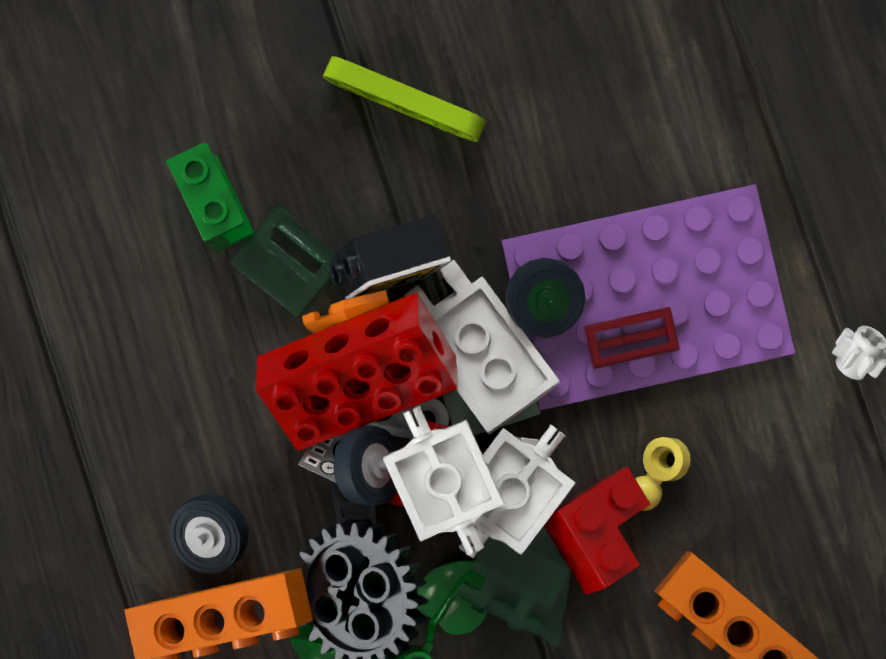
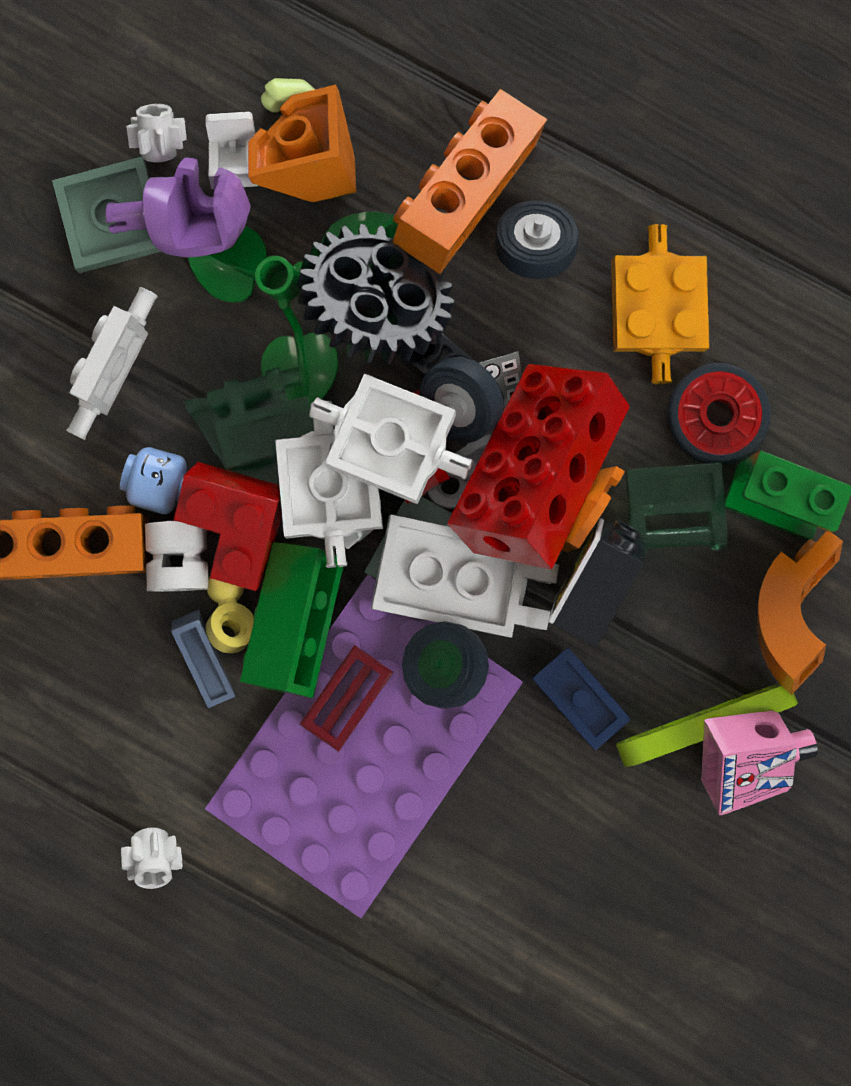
camera: 135 degrees right, 0 degrees up
(165, 411) = (659, 304): none -> light orange plate
(170, 291) = (724, 384): none -> red wheel
(301, 107) = (783, 636): none -> orange arch
(397, 49) = (751, 758): none -> bright pink torso
(473, 193) = (581, 698): none -> dark blue plate
(621, 424) = (291, 620): none -> green brick
(626, 609) = (153, 480): none -> light blue head
(652, 556) = (175, 539): none -> white wheel
(705, 458) = (202, 658): none -> sand blue piece

